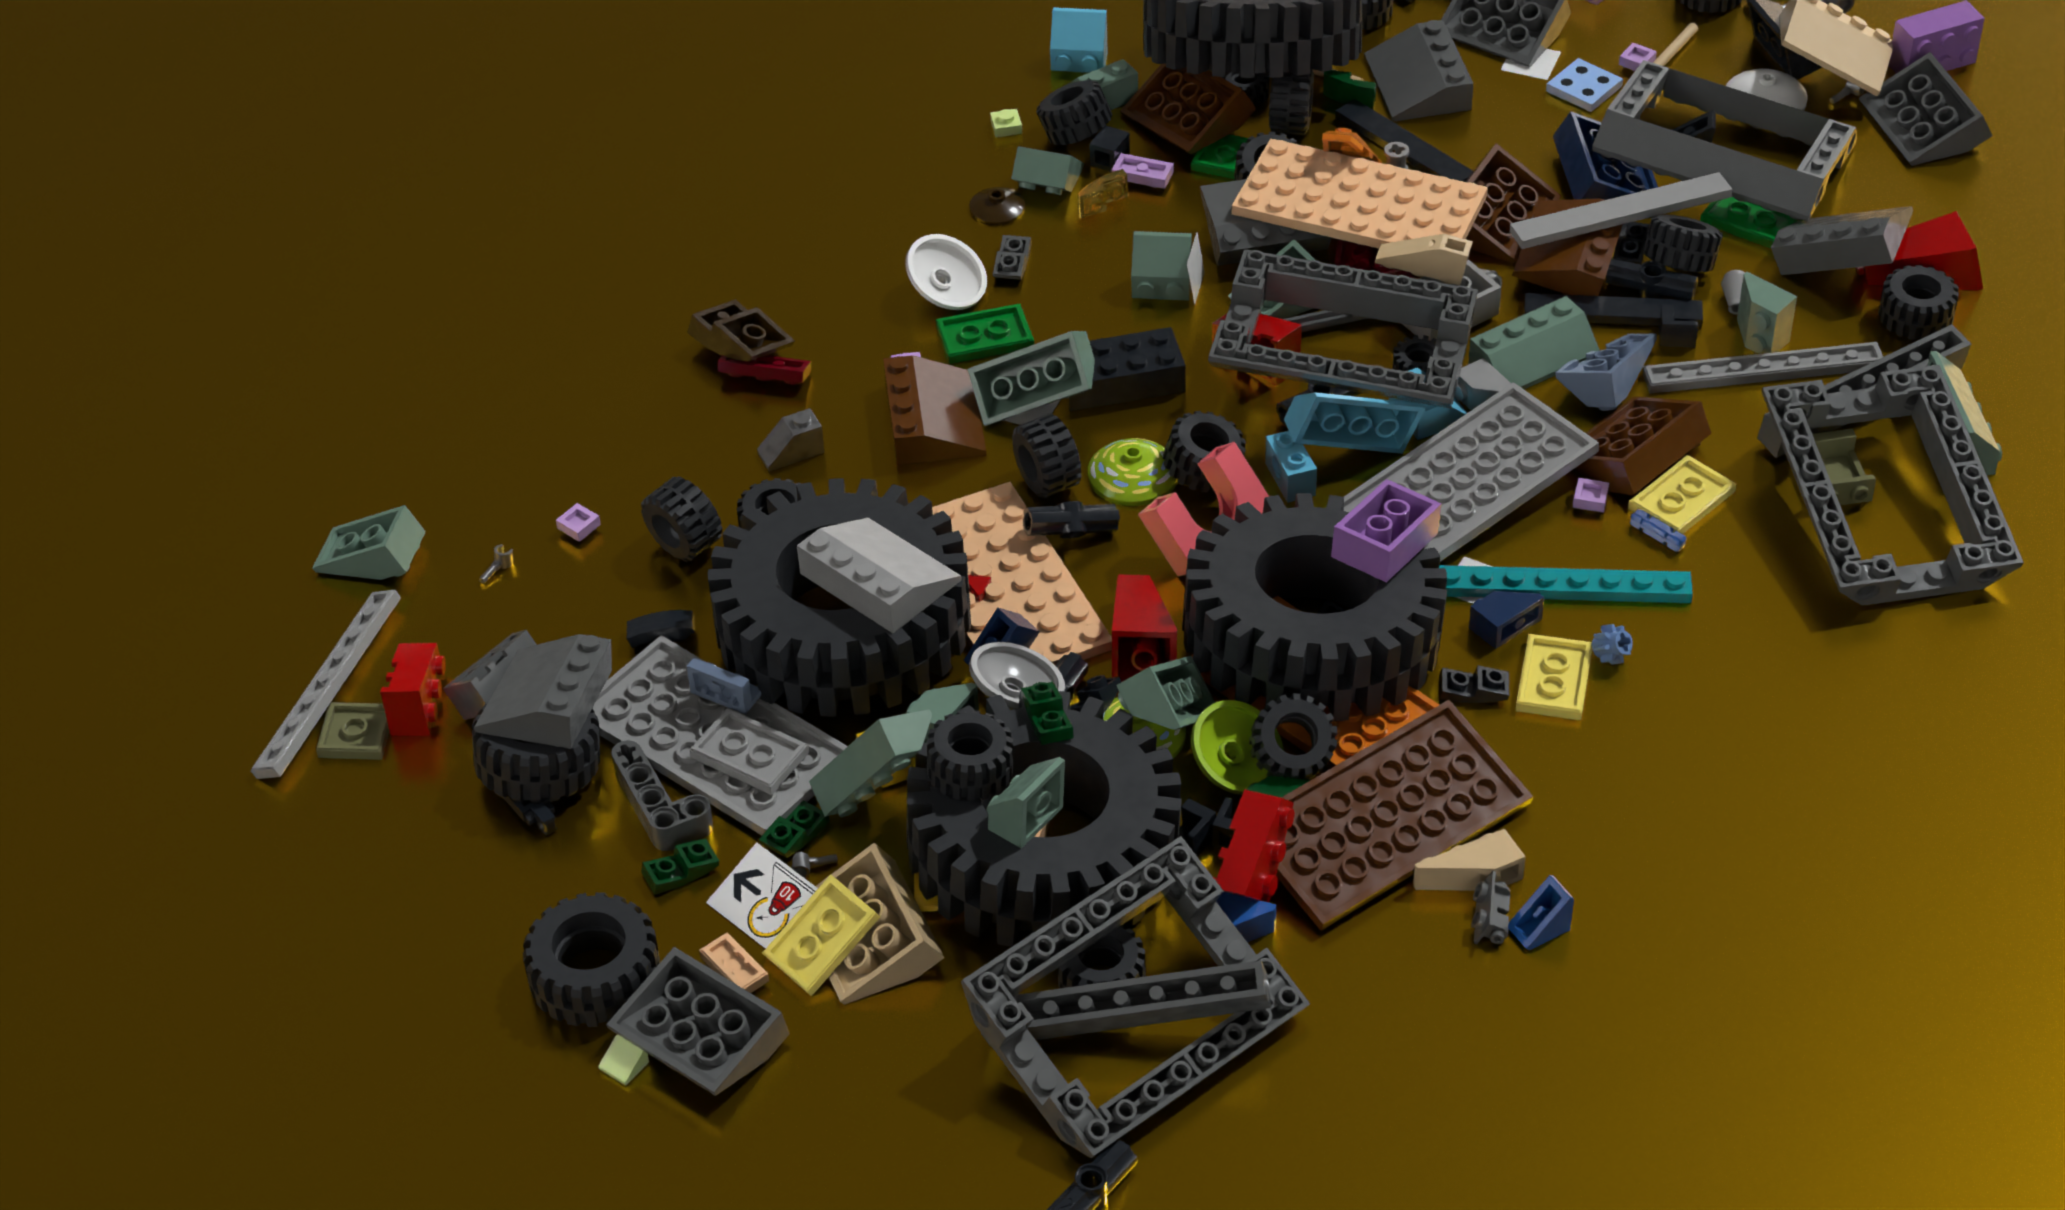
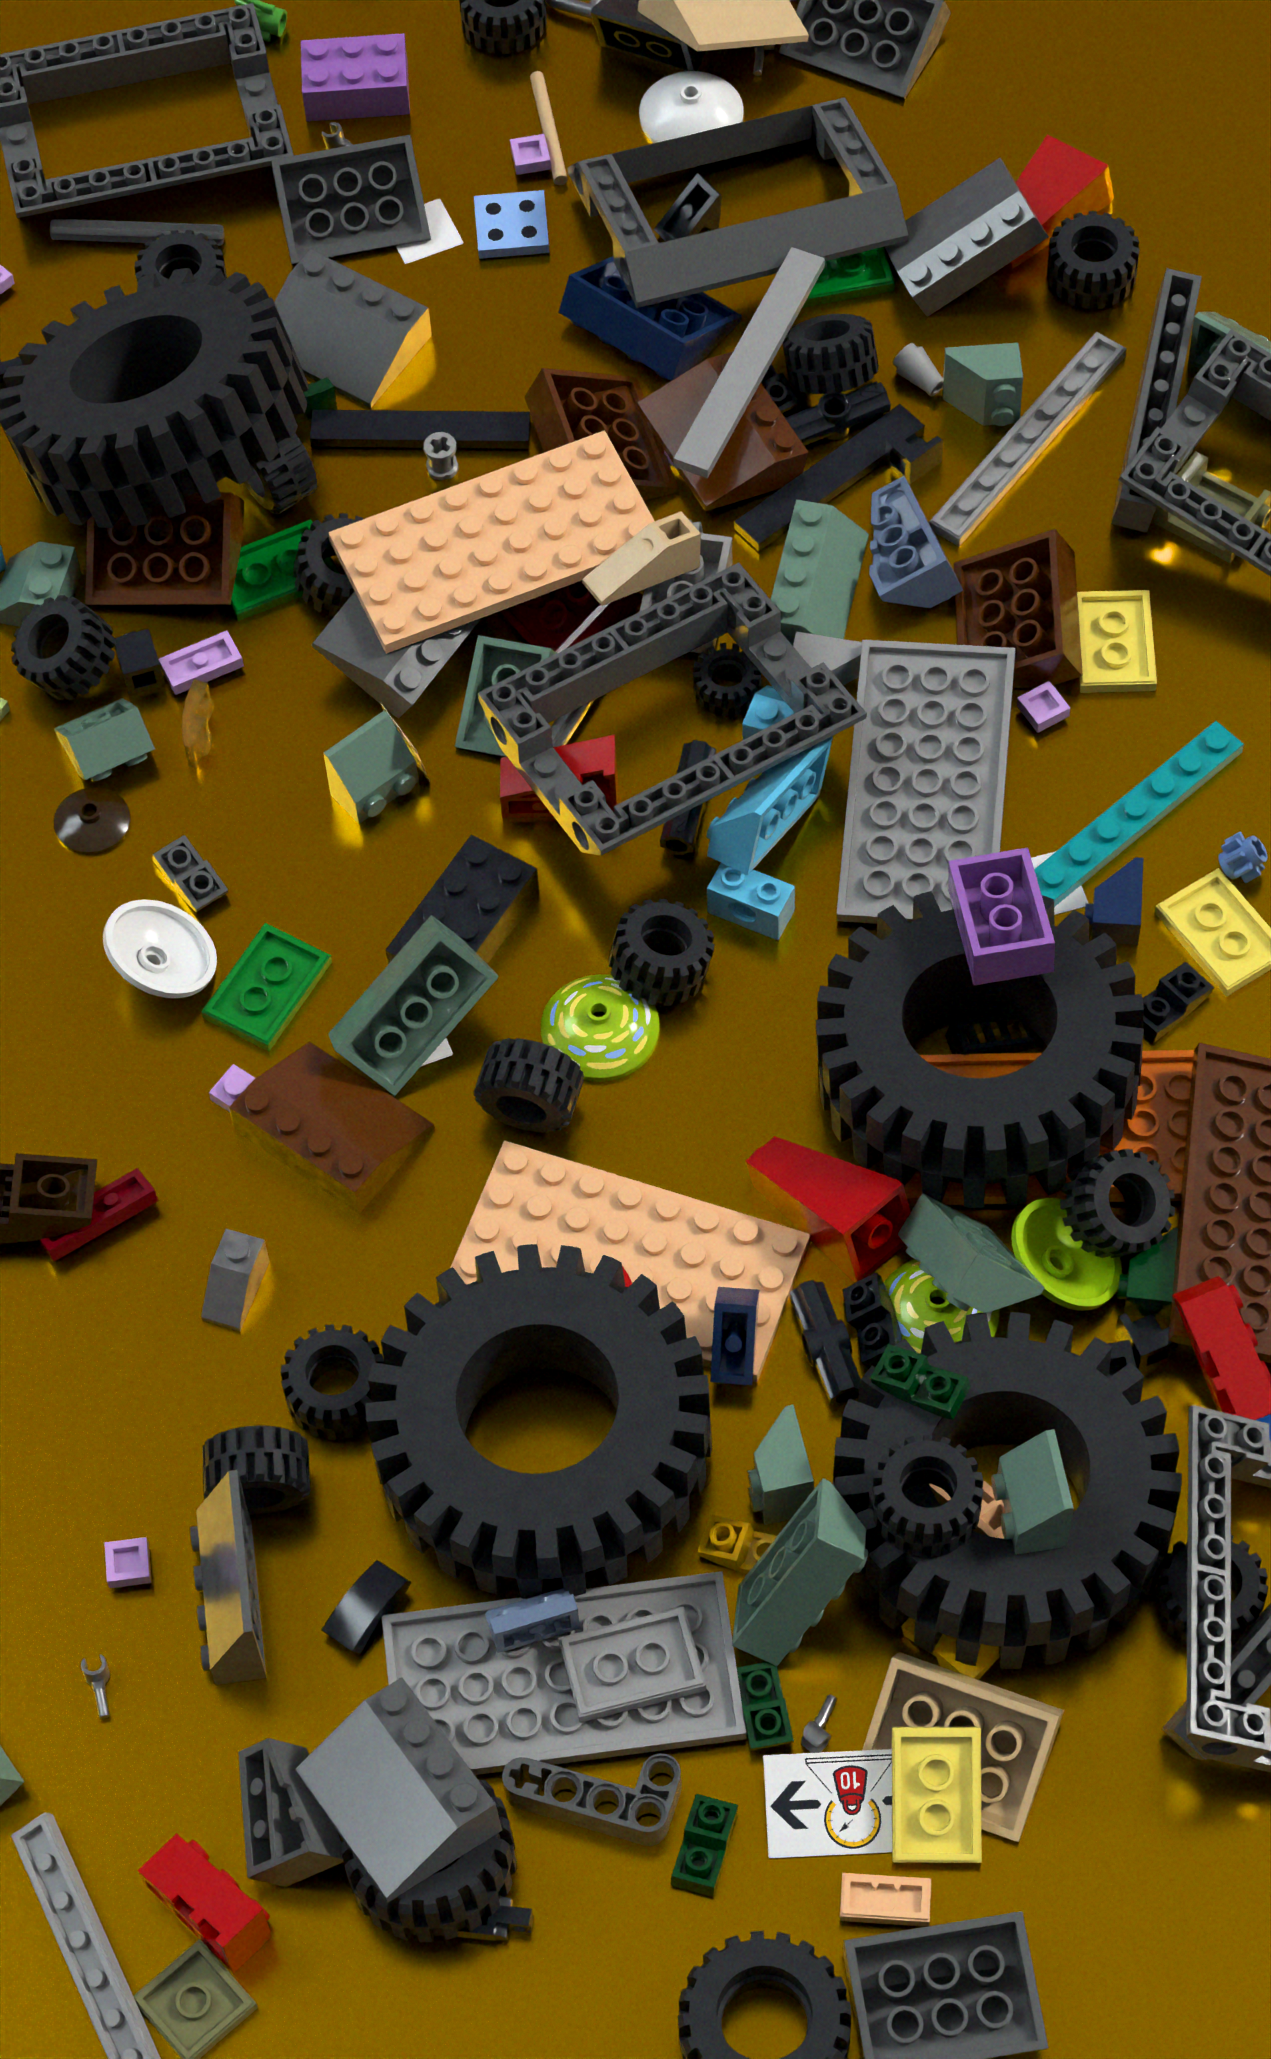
camera: 45 degrees left, 15 degrees up
(606, 559) = (228, 1585): none -> dark grey slope
(874, 571) = (592, 1371): light grey slope -> none
(1008, 667) = (808, 1360): light grey dish -> none
(1071, 519) = (625, 1136): black piece -> none
(1173, 525) = (758, 977): coral arch -> none
(1347, 143) = (394, 483): orange wedge -> none
(1658, 530) = (1137, 697): blue axle -> none

